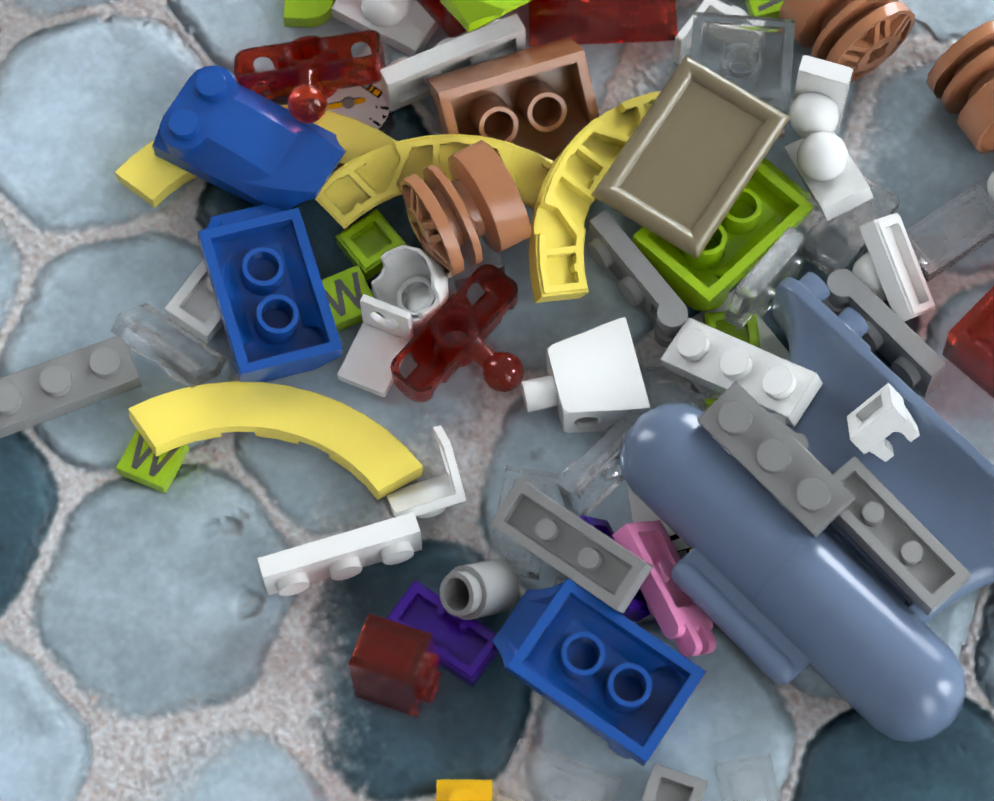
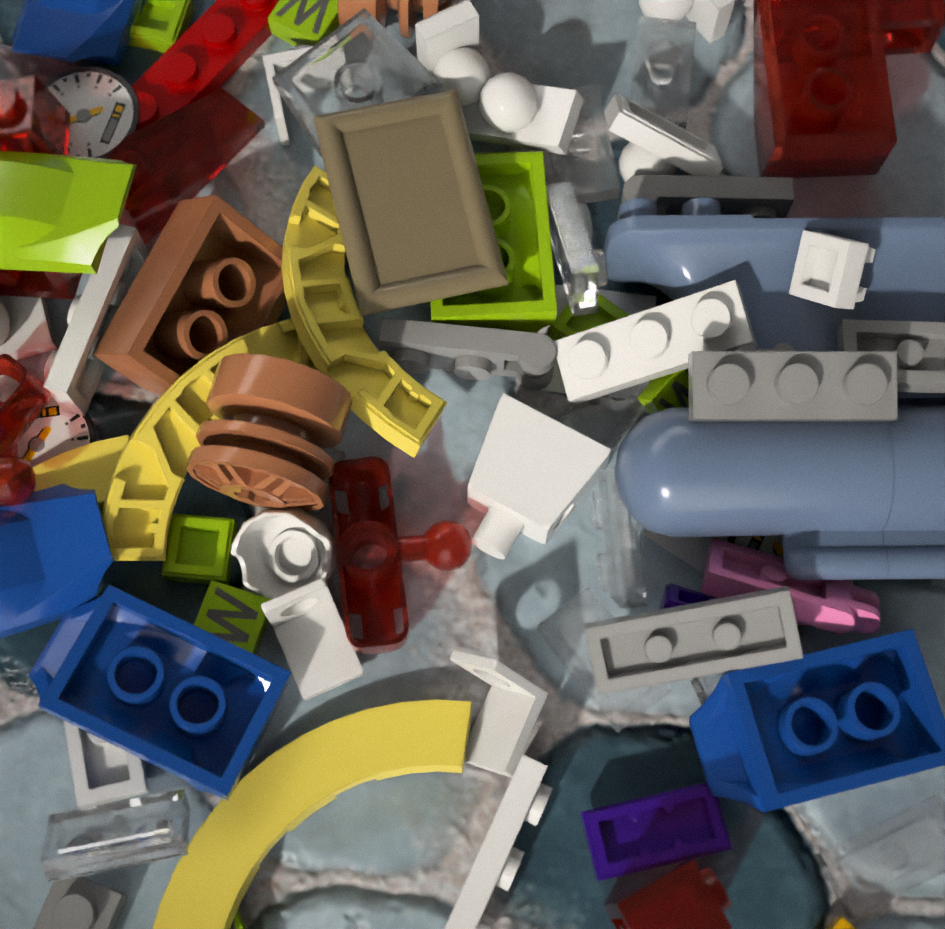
camera: 50 degrees left, 5 degrees up
(480, 589) = (650, 761): light grey brick -> none

